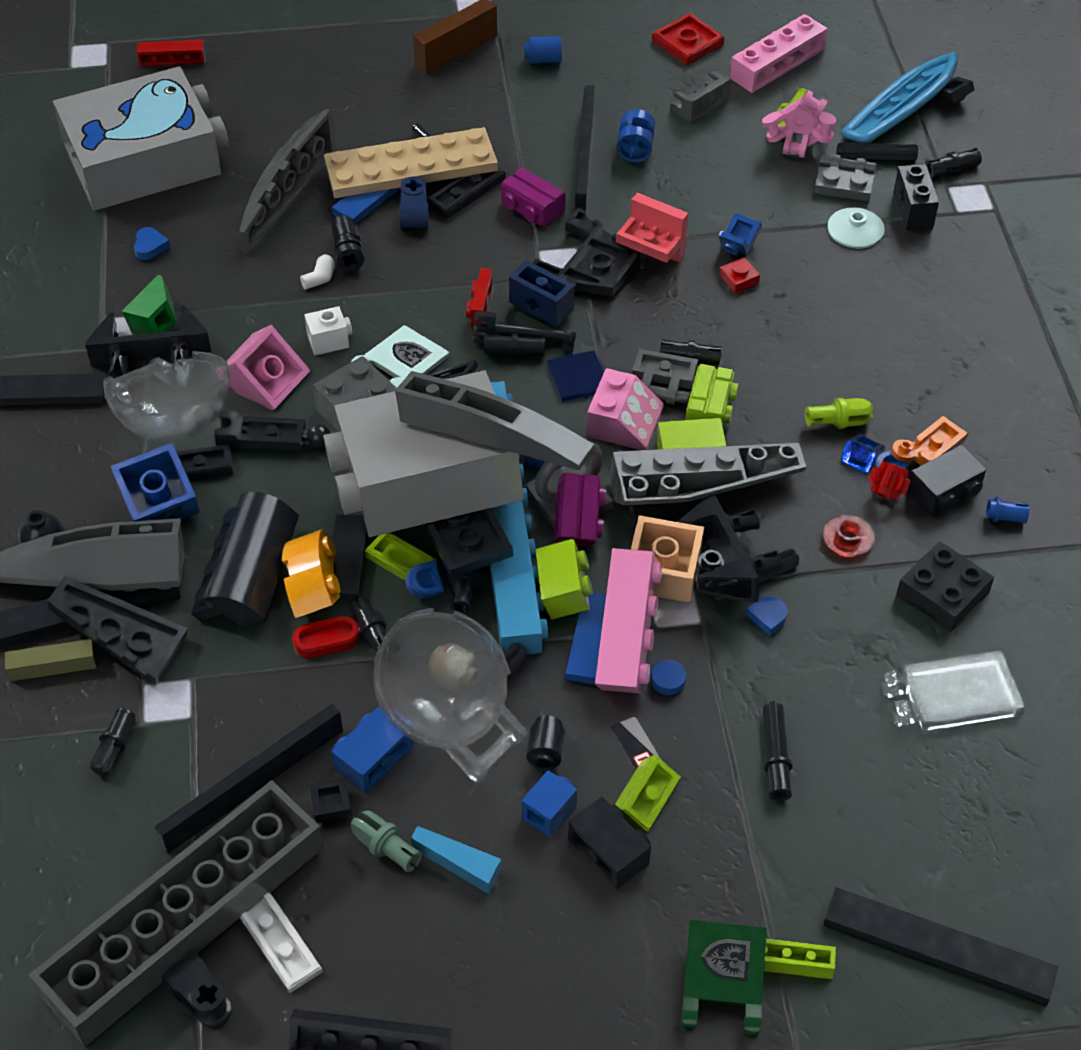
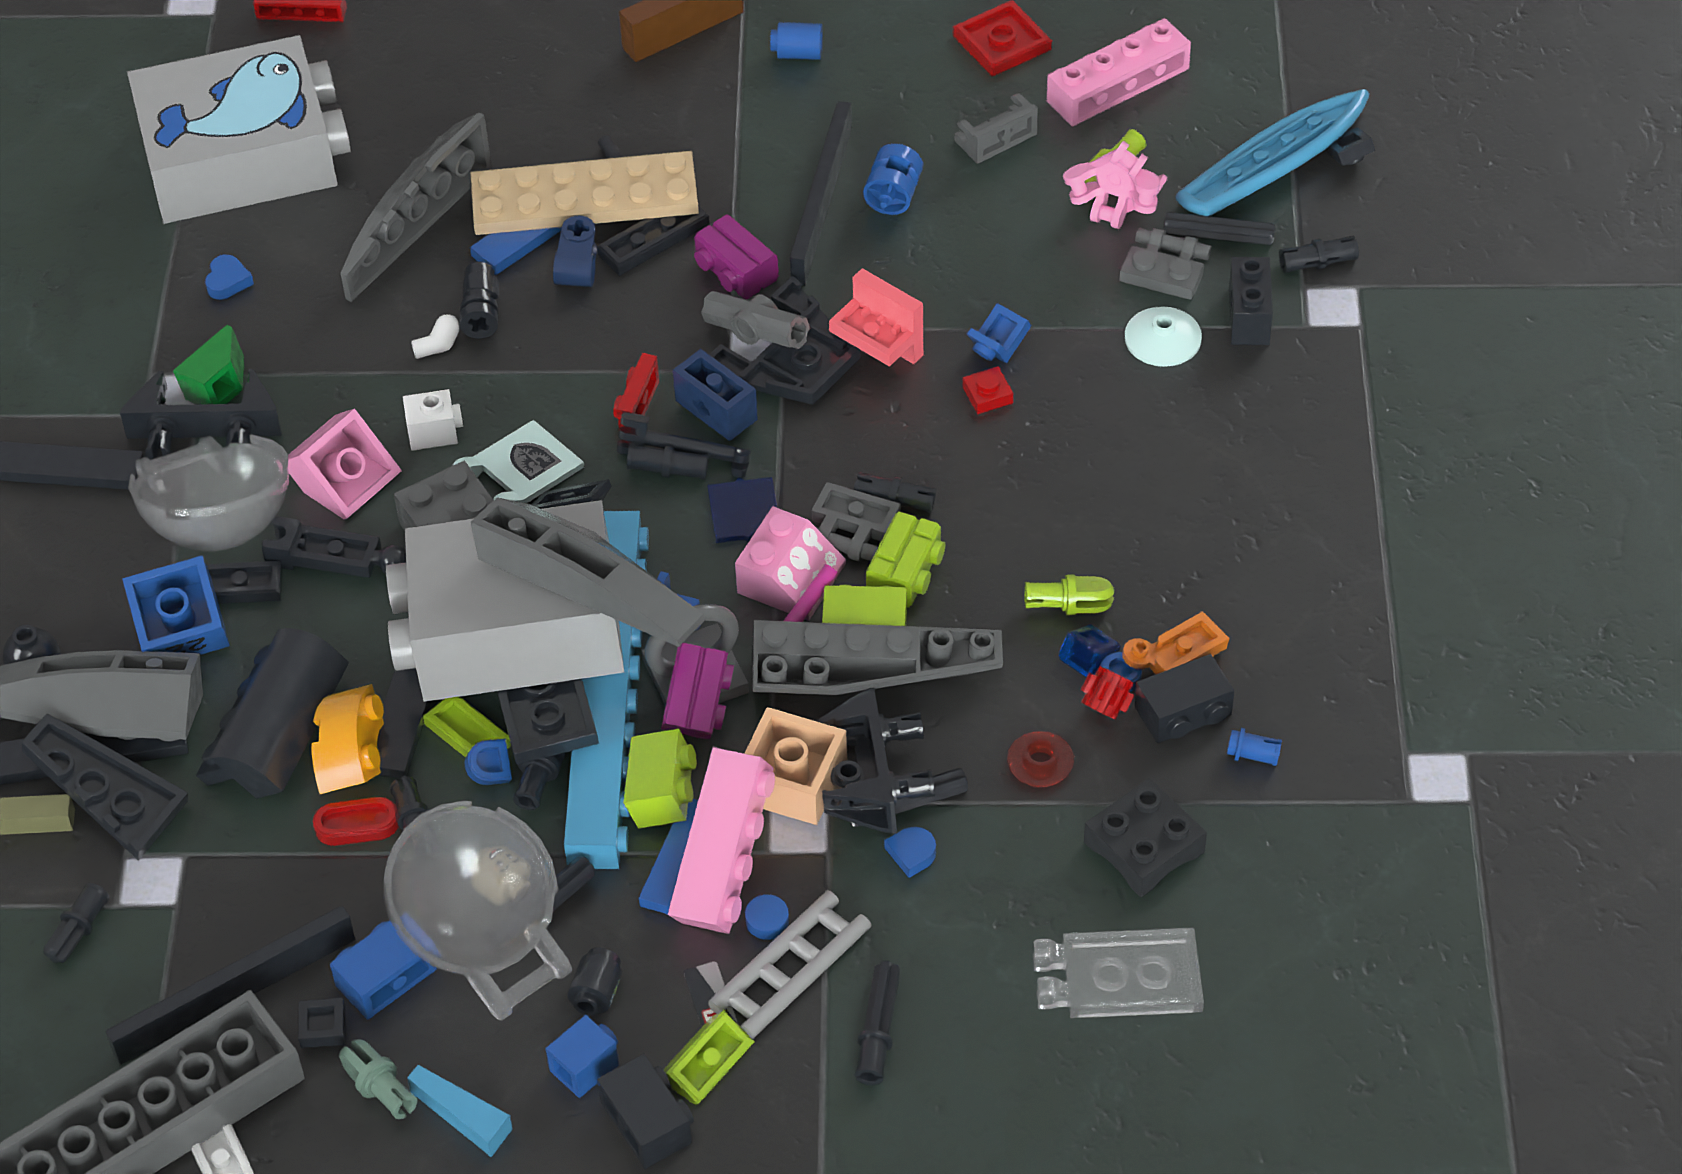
camera: 10 degrees right, 0 degrees up
(559, 238) = (755, 319): none -> dark grey piece
(648, 429) = (812, 594): none -> dark pink piece
(698, 732) = (789, 988): none -> light grey bar

